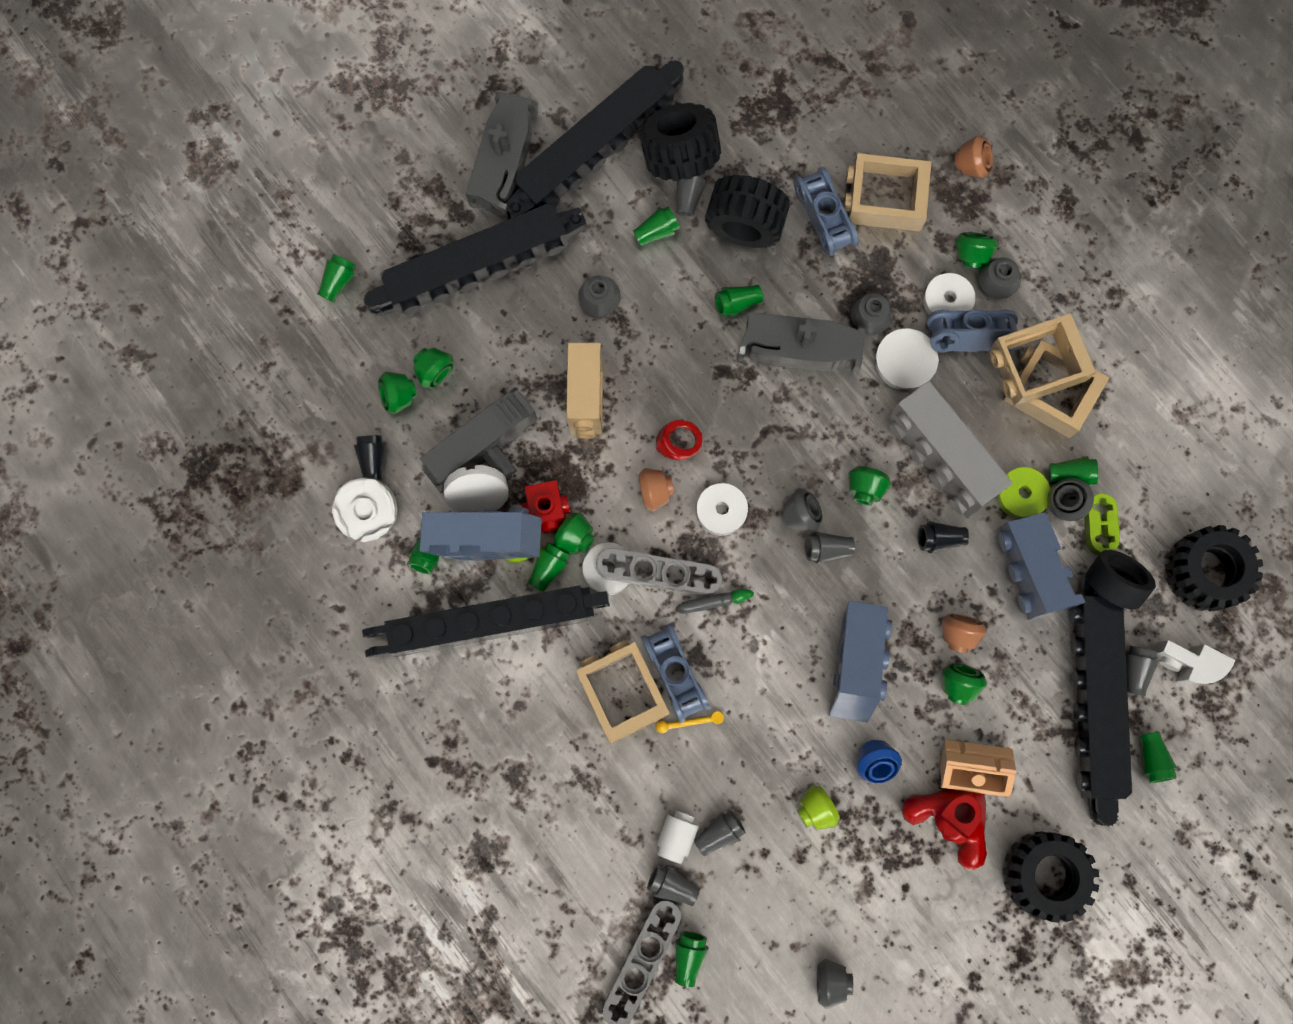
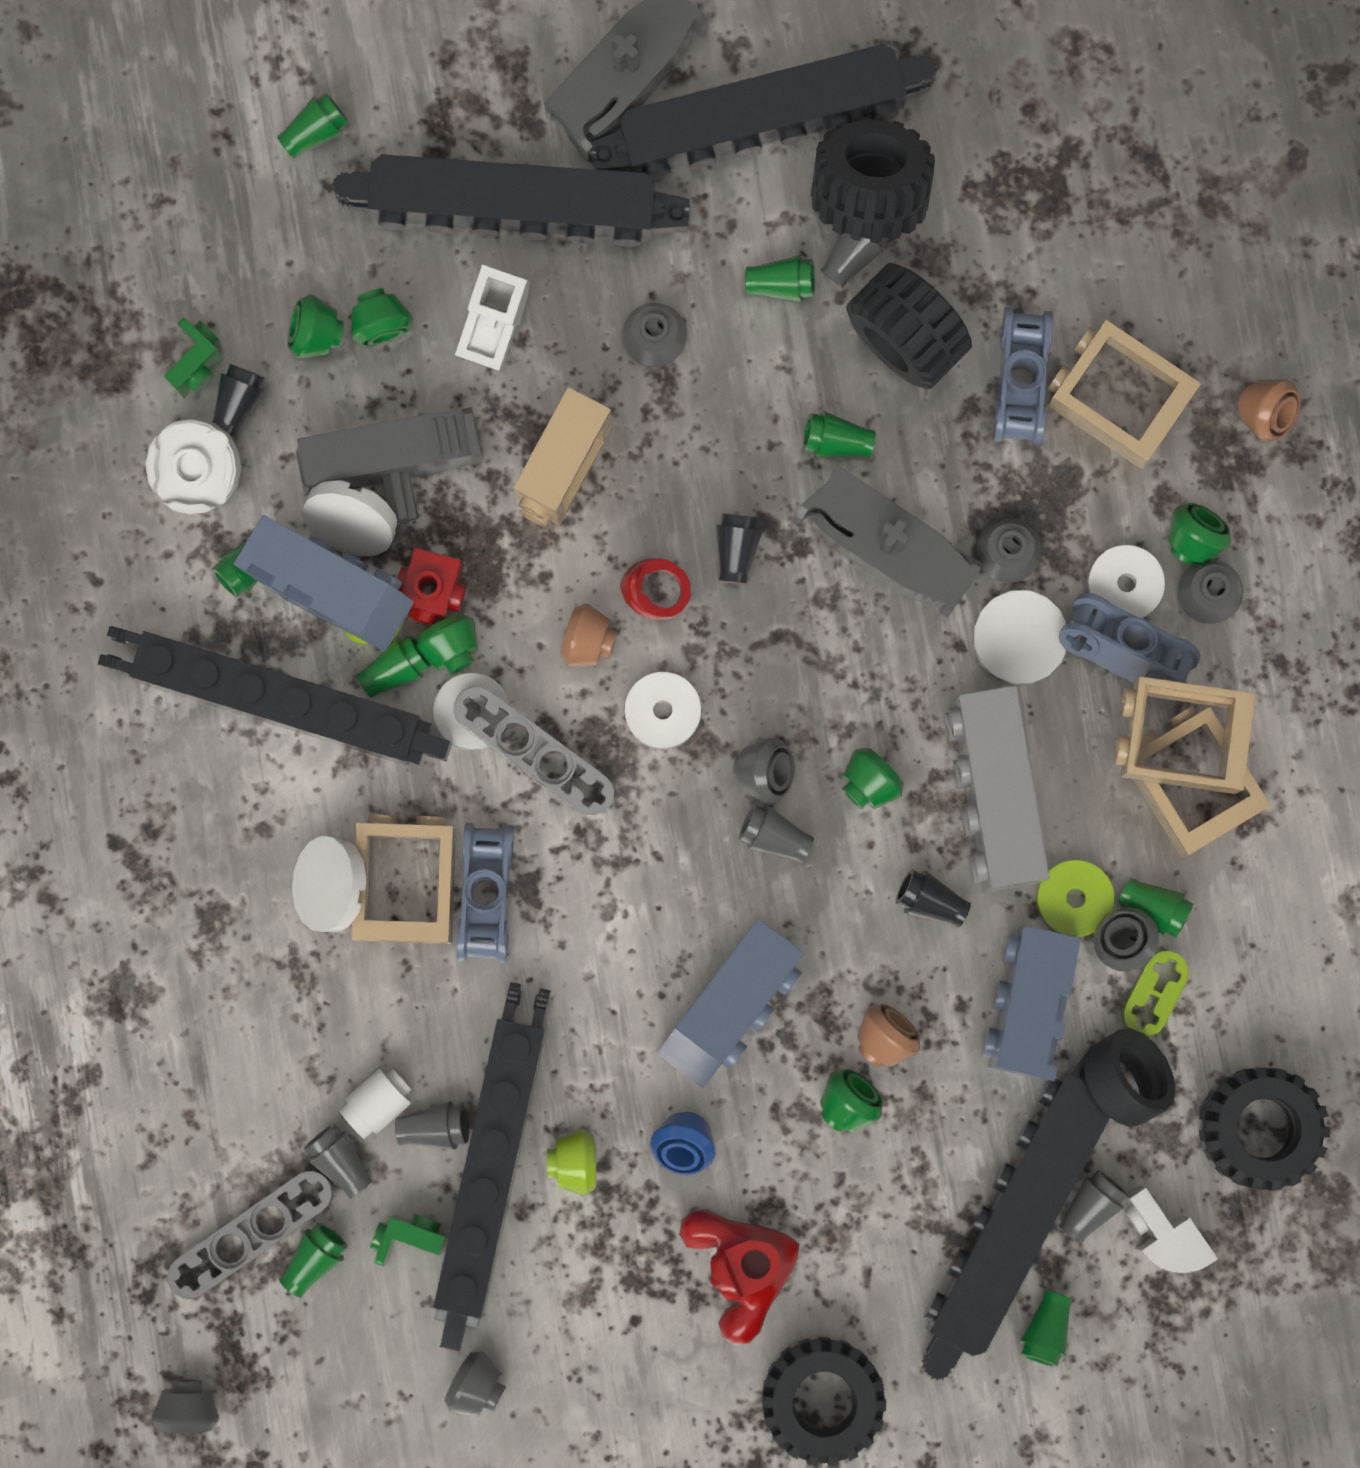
camera: 25 degrees right, 5 degrees up
(336, 449) = (195, 368): none -> green bracket
(499, 331) = (492, 317): none -> white brick
(577, 717) = (328, 884): none -> white tile
(713, 390) = (737, 545): none -> black cone
(714, 601) = (588, 827): dark grey piece -> none
(716, 718) = (434, 953): yellow hinge -> none
(746, 905) = (419, 1232): none -> green bracket
(770, 842) = (490, 1168): none -> black hinge
(977, 768) = (805, 1218): light nougat brick -> none

